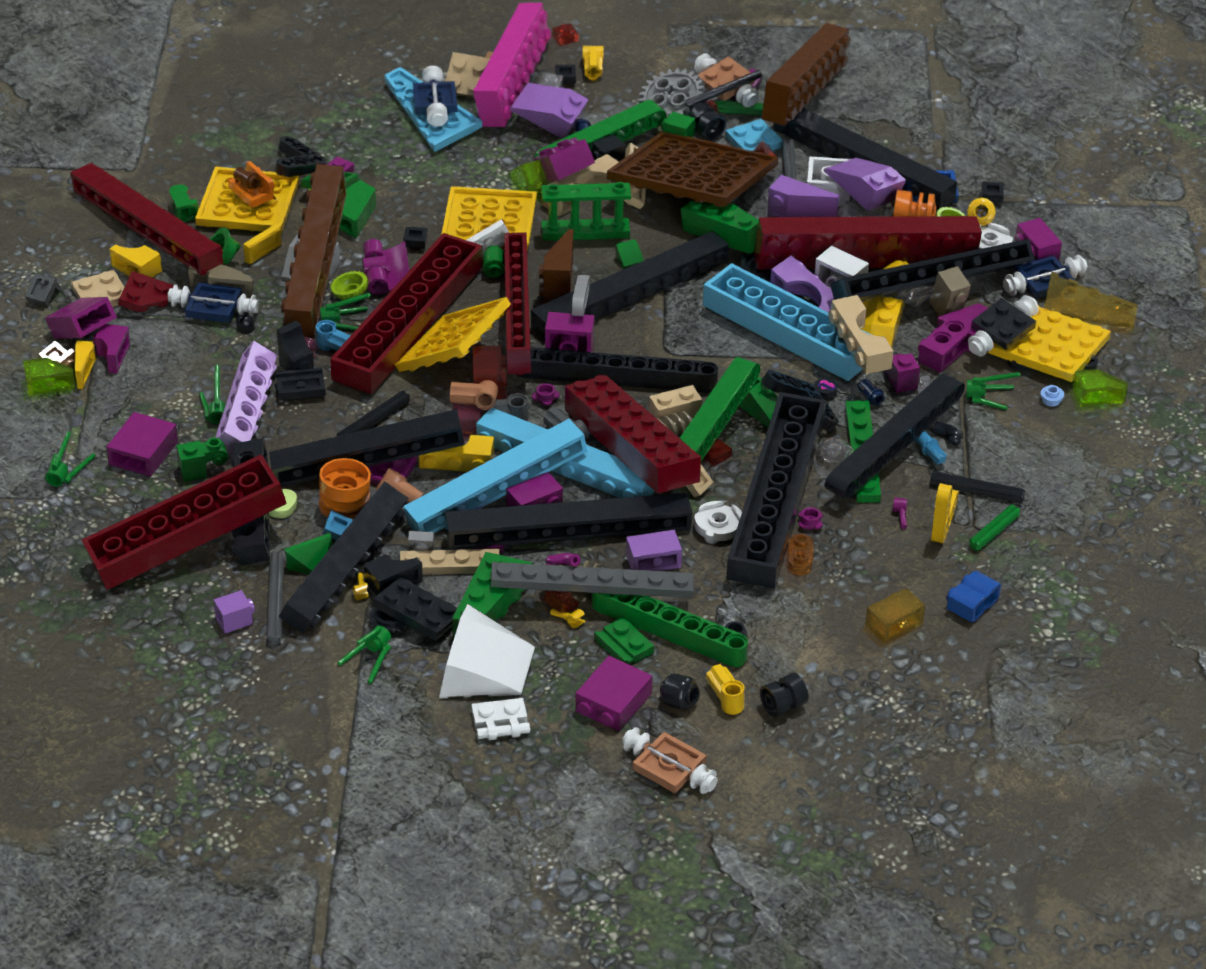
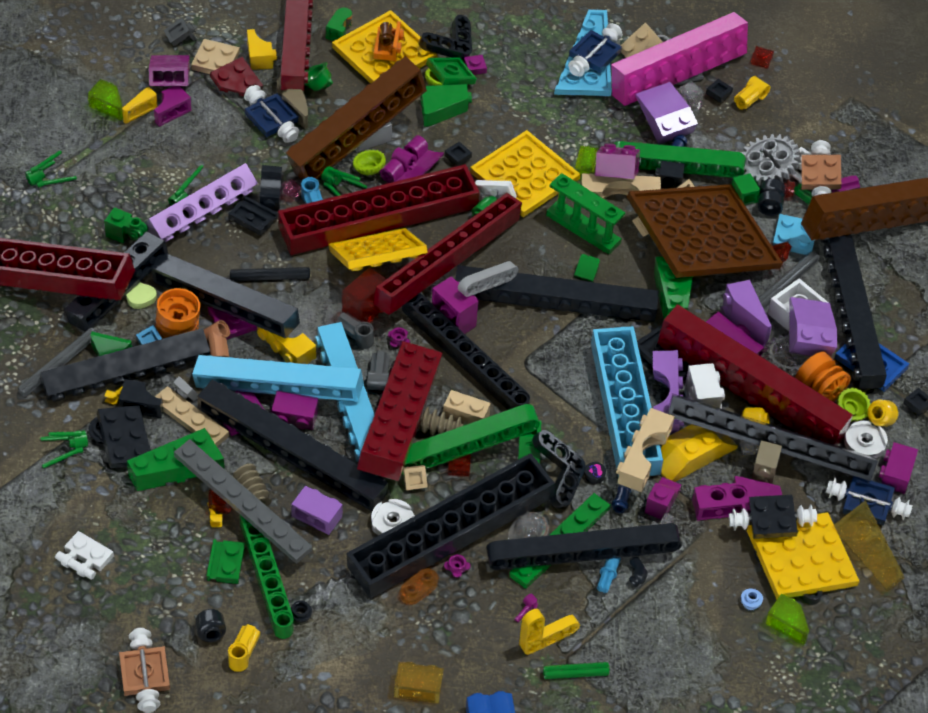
camera: 40 degrees right, 10 degrees up
(59, 354) = (129, 89): bracket -> none
(142, 444) = (106, 190): magenta brick -> none
(233, 611) = (18, 353): medium lavender brick -> none
(245, 324) = (274, 145): black hinge -> none
(262, 244) = (346, 91): yellow tile -> none
(468, 417) = (320, 315): clear pink brick -> none
(473, 394) = (337, 307): nougat piece -> none
(485, 659) = (117, 503): white wedge -> none
(557, 269) = (516, 244): reddish brown slope -> none
(563, 559) = (239, 471): magenta arm -> none
(613, 693) = (168, 593): magenta brick -> none
(723, 88) = (803, 179): black bar -> none
(785, 694) = (270, 682): black wheel -> none
(977, 388) = (701, 554): green plant -> none
(978, 486) = (604, 630): black axle -> none

